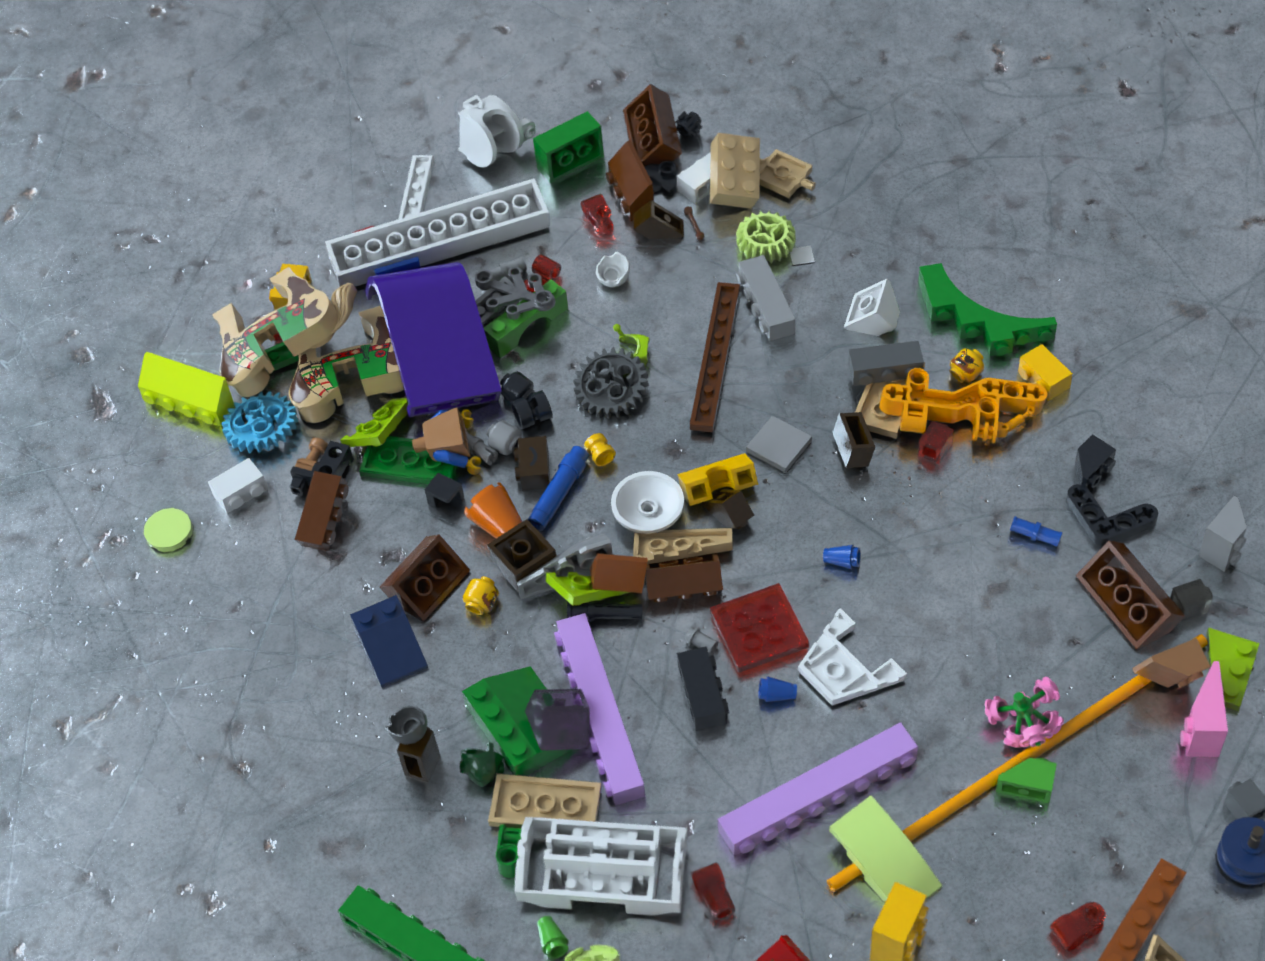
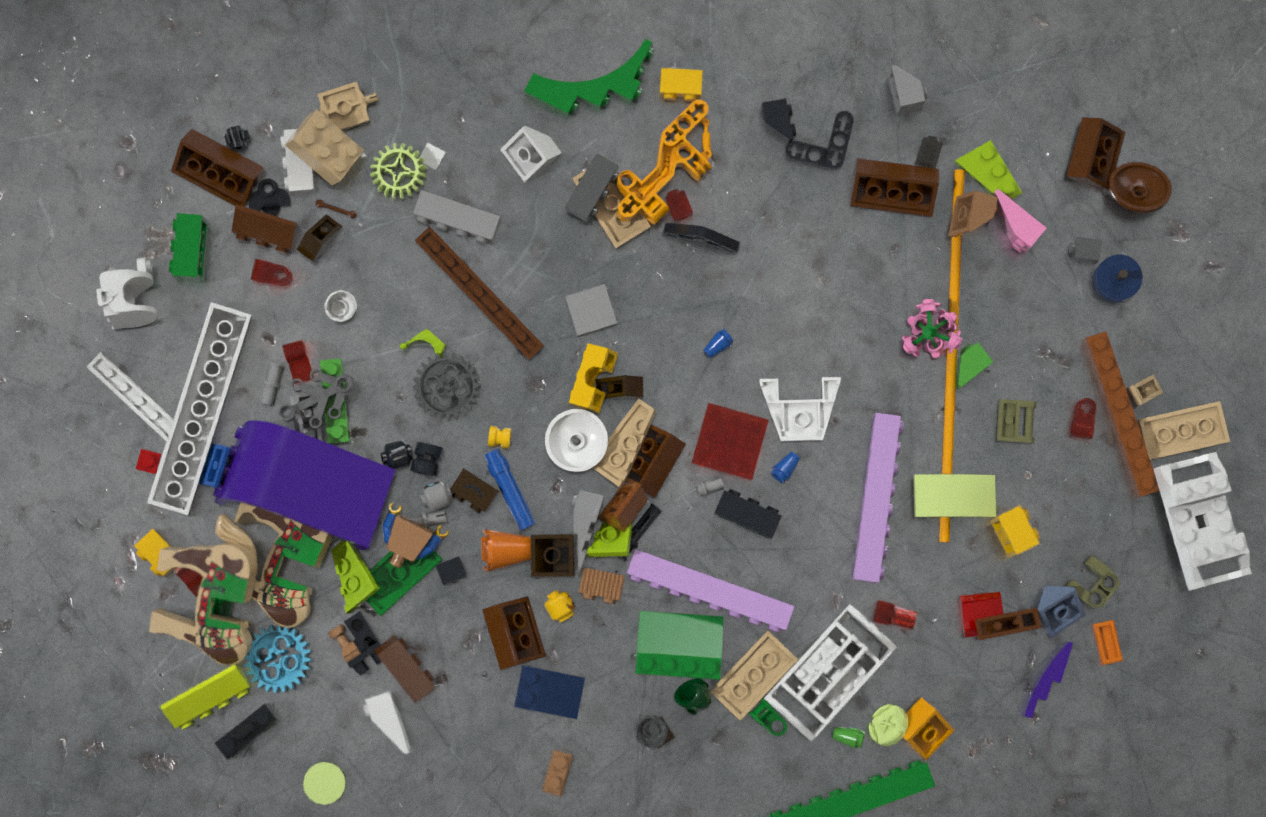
camera: 60 degrees left, 30 degrees up
(174, 441) = (247, 731): none -> black piece
(238, 485) = (327, 710): white brick -> none
(263, 530) = (386, 716): none -> white slope
(312, 698) = (557, 773): none -> medium nougat brick
(529, 616) = (602, 585): none -> medium nougat brick
(559, 719) = (709, 626): clear purple slope -> none
(853, 439) = (635, 261): dark brown brick -> none
(924, 458) = (702, 233): none -> black beam
(967, 365) = (632, 130): yellow head -> none
(1008, 857) = (1009, 421): none -> olive plate
(1036, 531) = (800, 202): blue pin -> none

